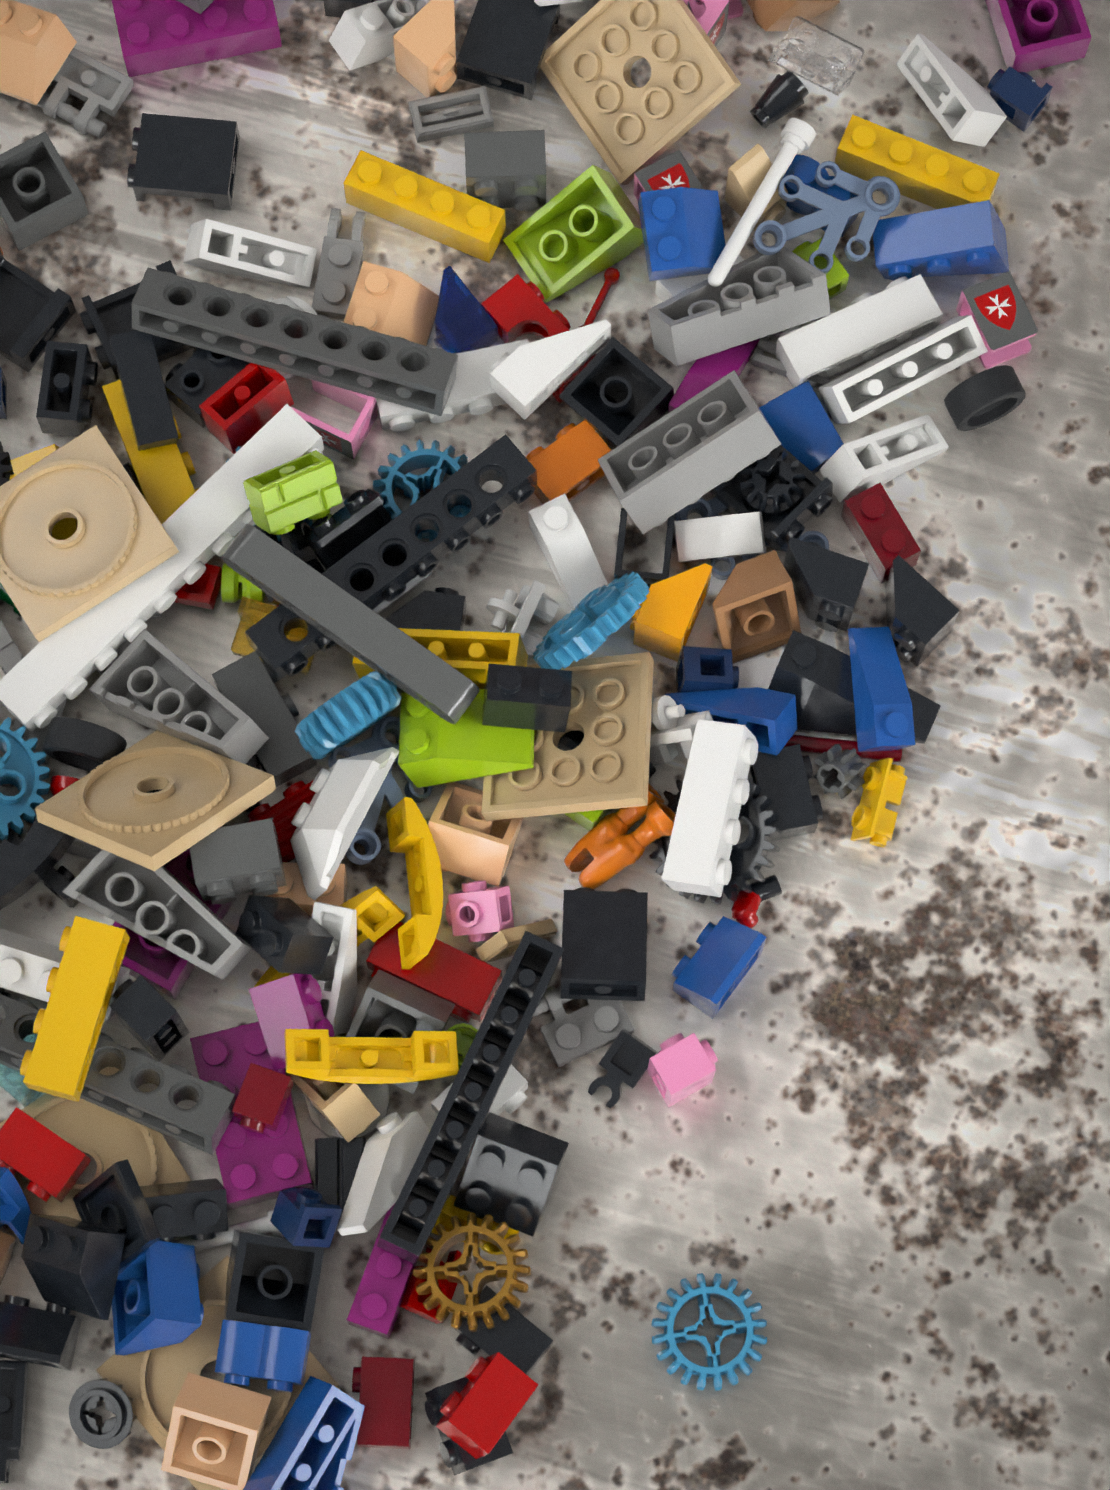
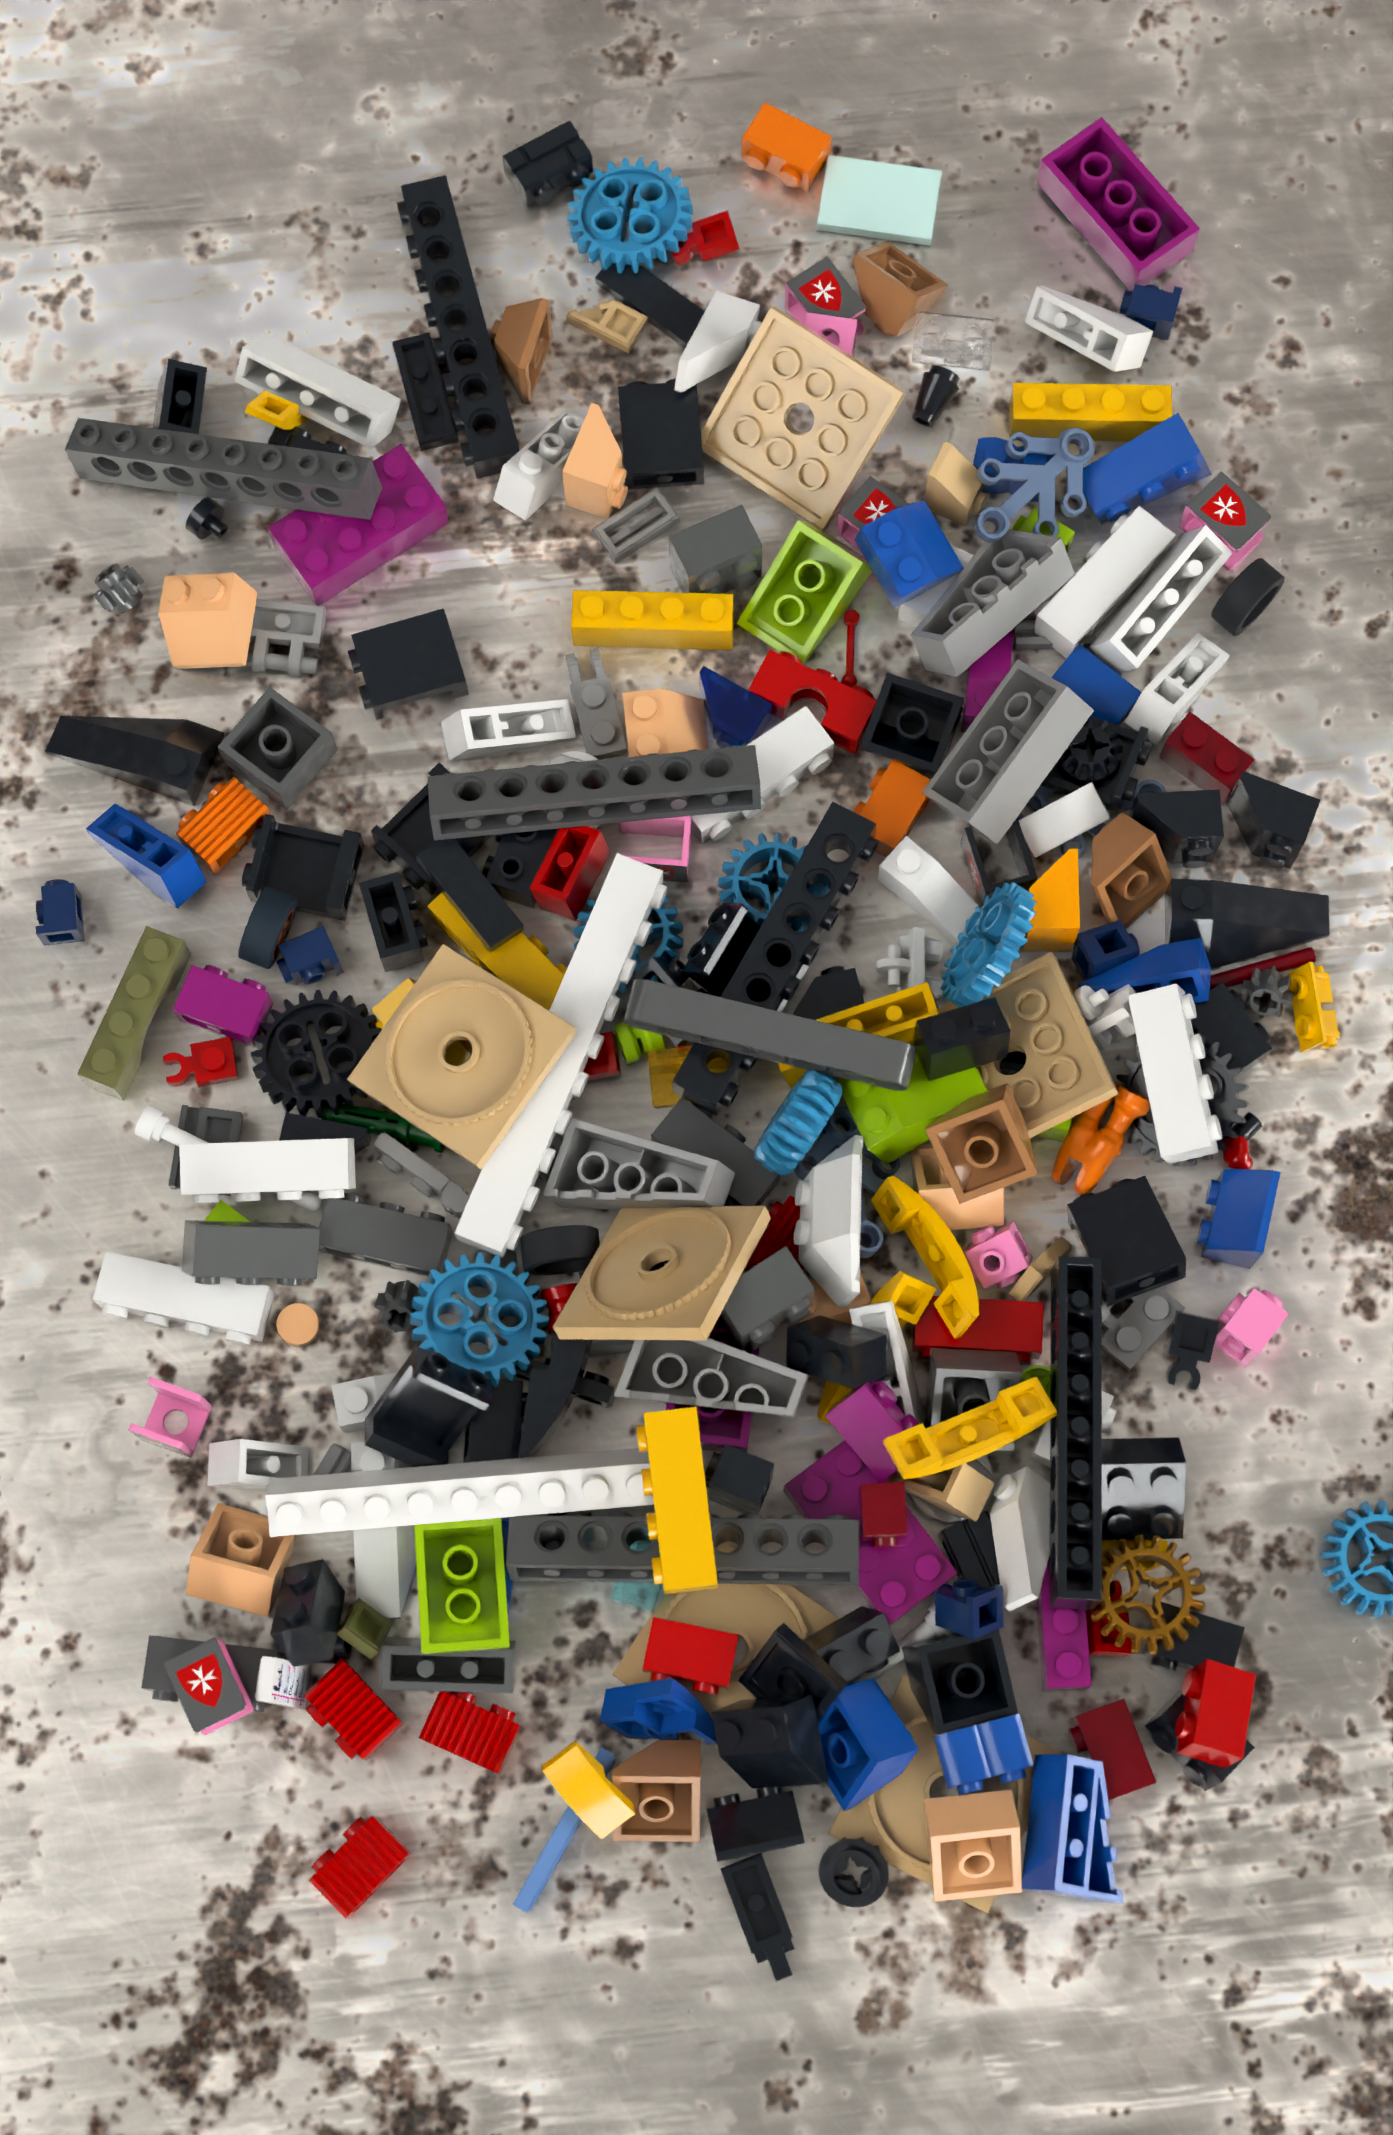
camera: 20 degrees left, 0 degrees up
(293, 493) = (660, 933): lime brick -> none
(502, 801) = (983, 1144): none -> medium nougat slope
(542, 366) = (834, 725): white slope -> none
(795, 138) = (975, 423): white piece -> none
(879, 692) = (1275, 904): blue slope -> none

